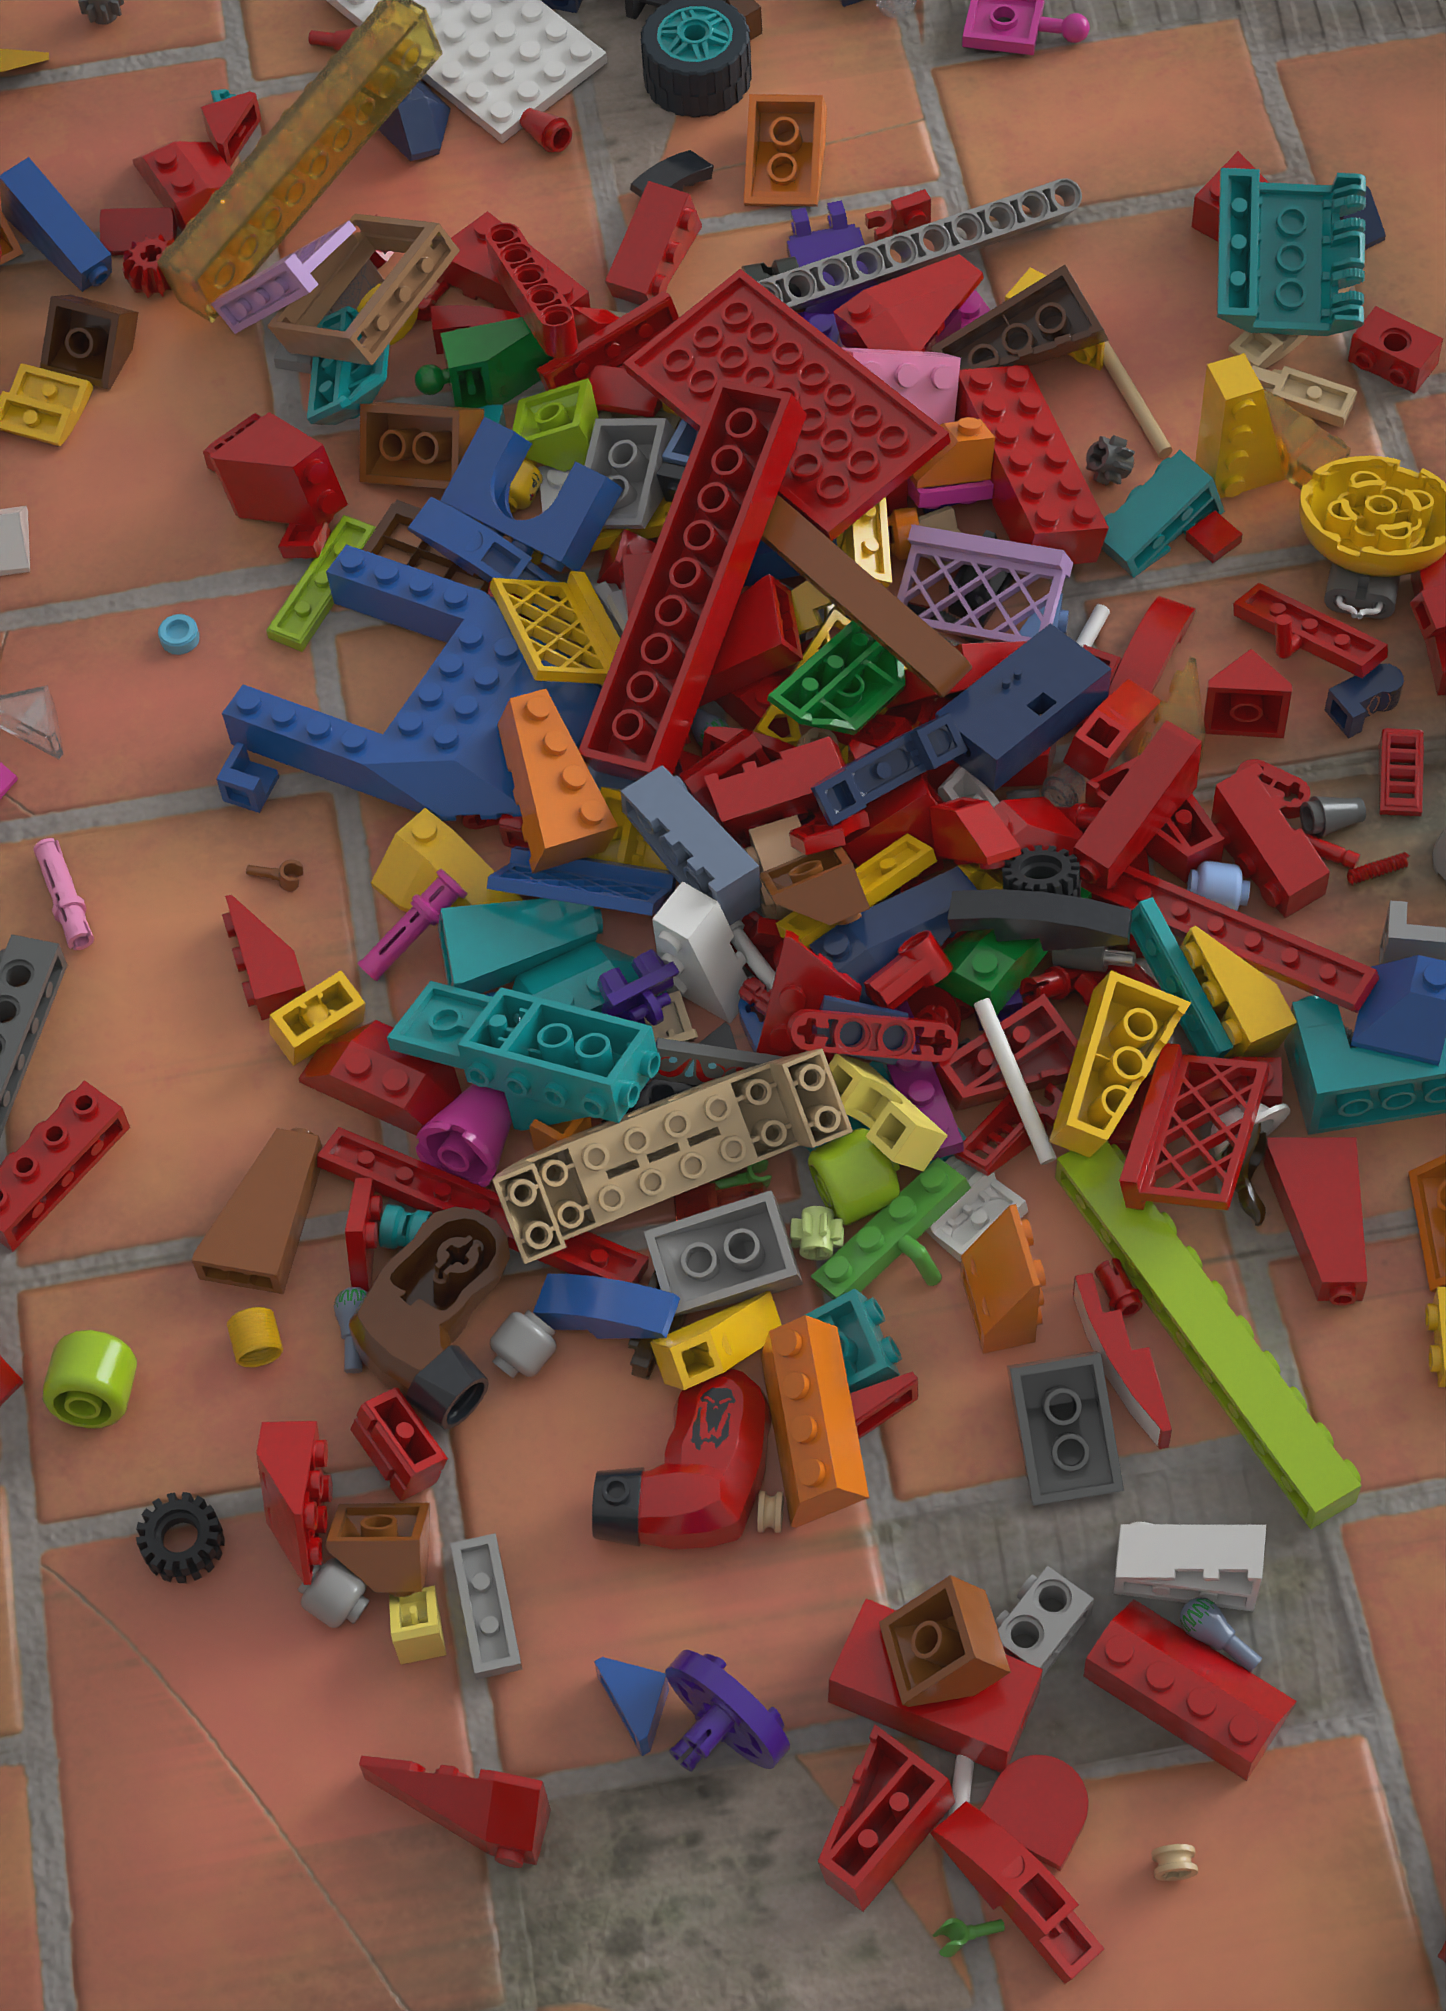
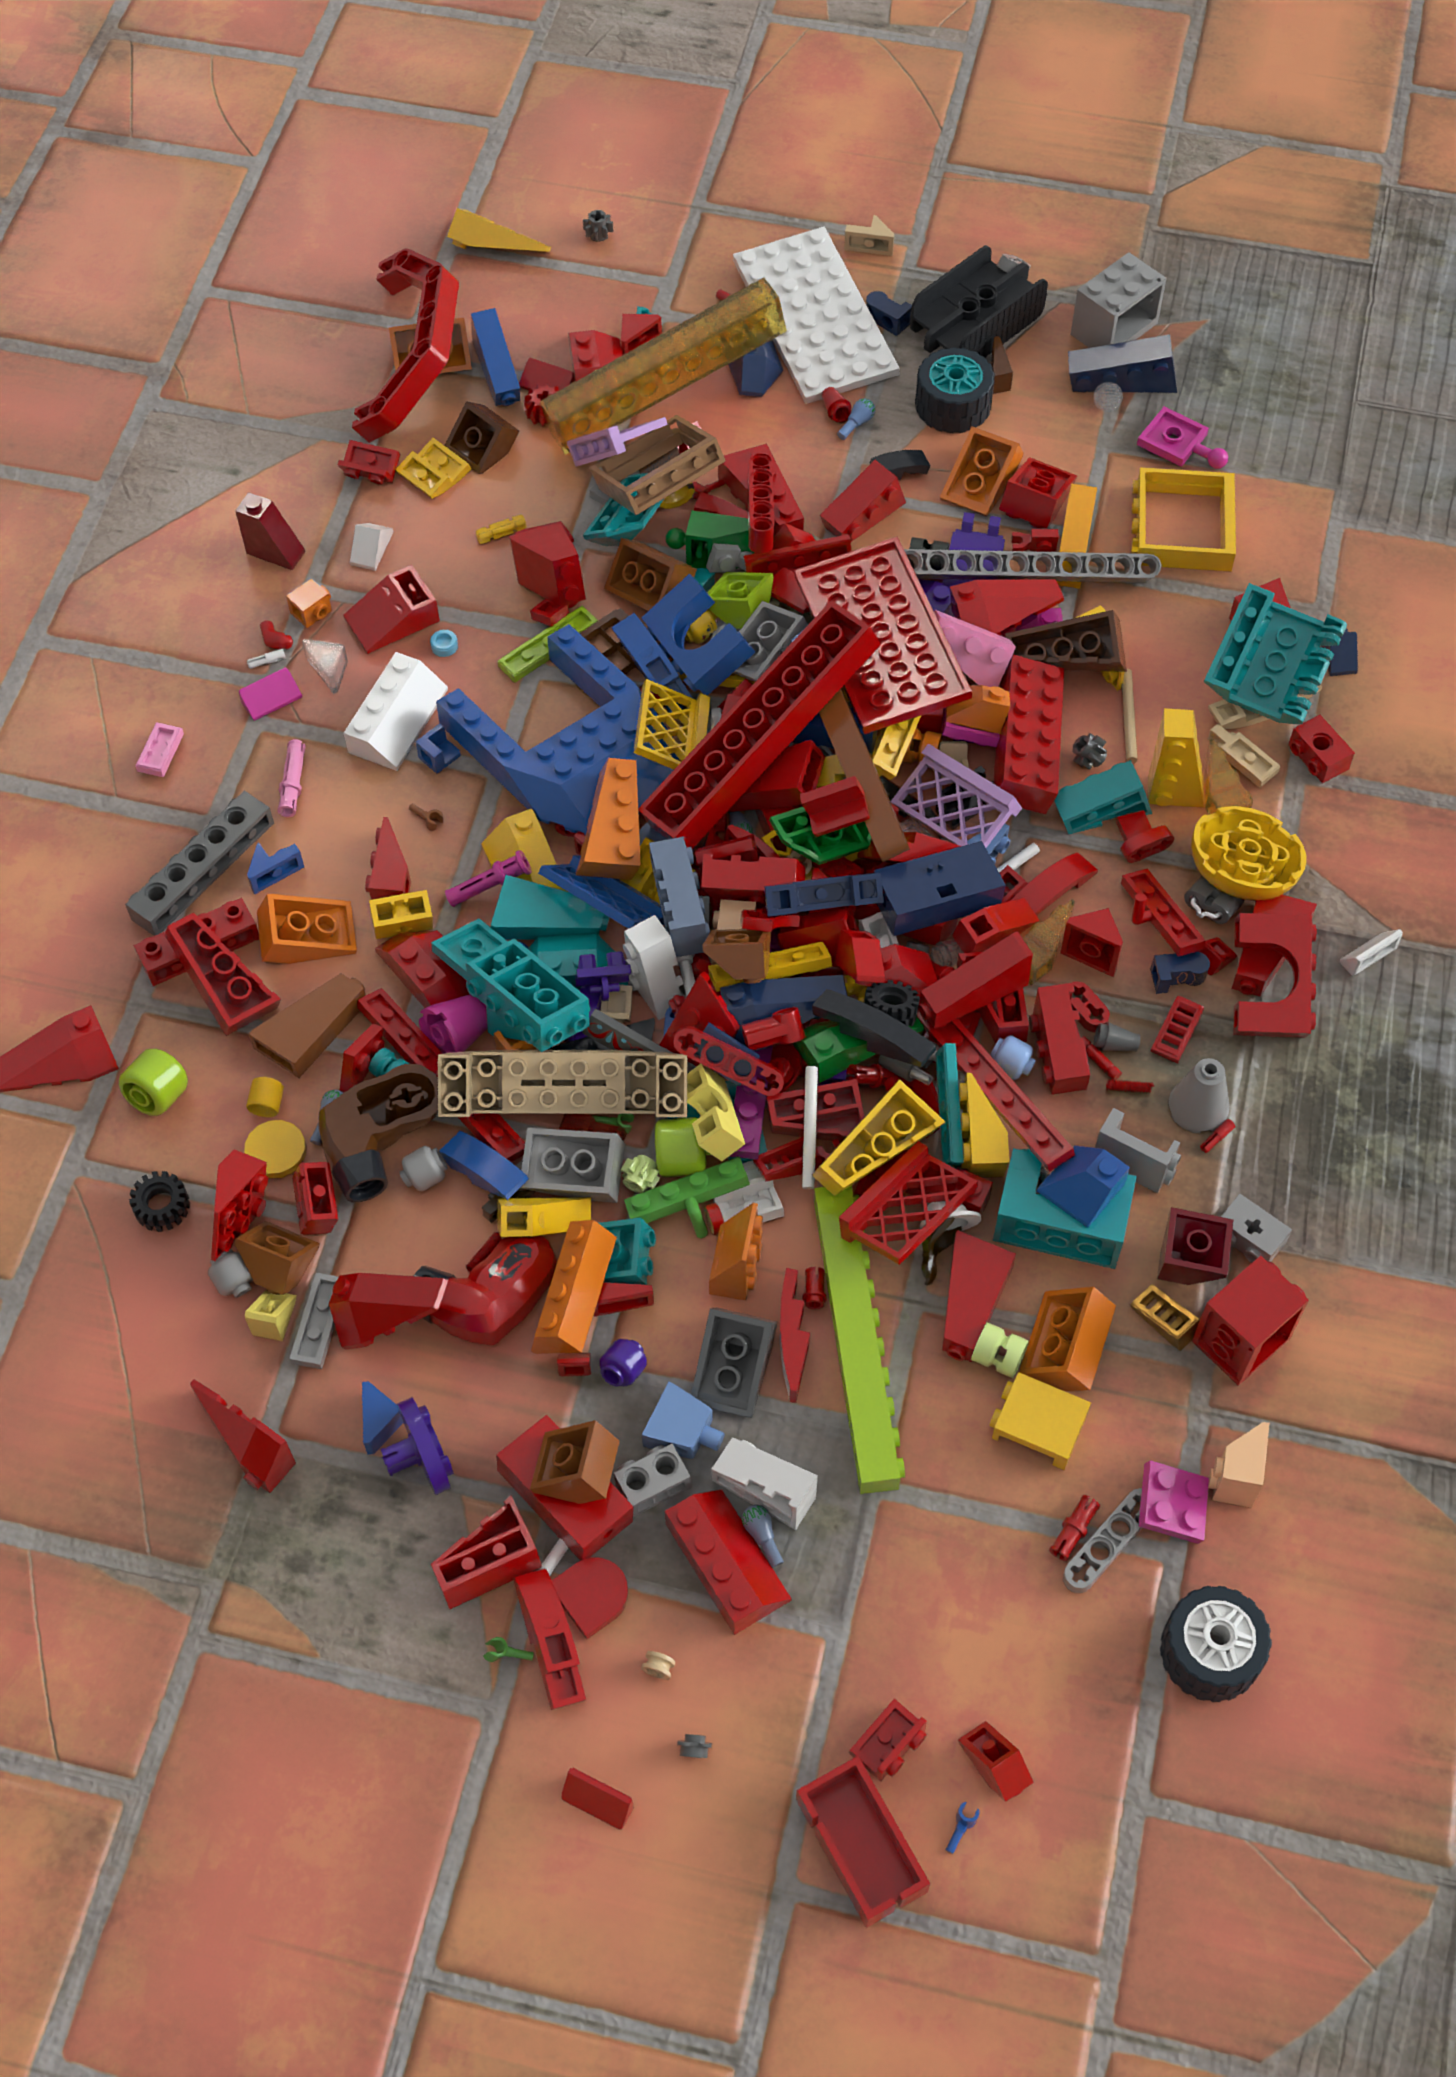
camera: 20 degrees right, 0 degrees up
(88, 614) = (393, 610): none -> red slope
(99, 1029) = (269, 870): none -> blue slope
(110, 1196) = (221, 978): none -> red wedge
(163, 751) = (394, 712): none -> white slope
(177, 453) = (500, 529): none -> yellow axle
(189, 1089) = (304, 928): none -> orange slope
(304, 1392) = (278, 1145): none -> yellow tile
(511, 381) = (726, 558): none -> light grey plate
(563, 1549) = (377, 1303): none -> red wedge
(585, 127) = (861, 412): none -> medium blue piece
(659, 1422) = (484, 1251): none -> red piece
(770, 1511) = (521, 1336): tan bush -> none
(850, 648) = (835, 806): none -> red panel
(858, 1519) = (574, 1364): none -> red slope
(870, 153) = (1036, 493): none -> red slope
(923, 1489) = (622, 1362): none -> dark purple head
(943, 1251) = (713, 1217): none -> red tile
(944, 173) = (1077, 525): none -> light orange slope
(1041, 1533) = (681, 1422): none -> medium blue torso
(1066, 69) = (1187, 483): none -> yellow window
(1242, 551) = (1147, 844): none -> red beam
(1275, 1946) = (694, 1746): none -> dark grey plate
(1382, 1269) = (989, 1345): none -> yellowish green wheel
(1404, 657) = (1218, 954): none -> red slope

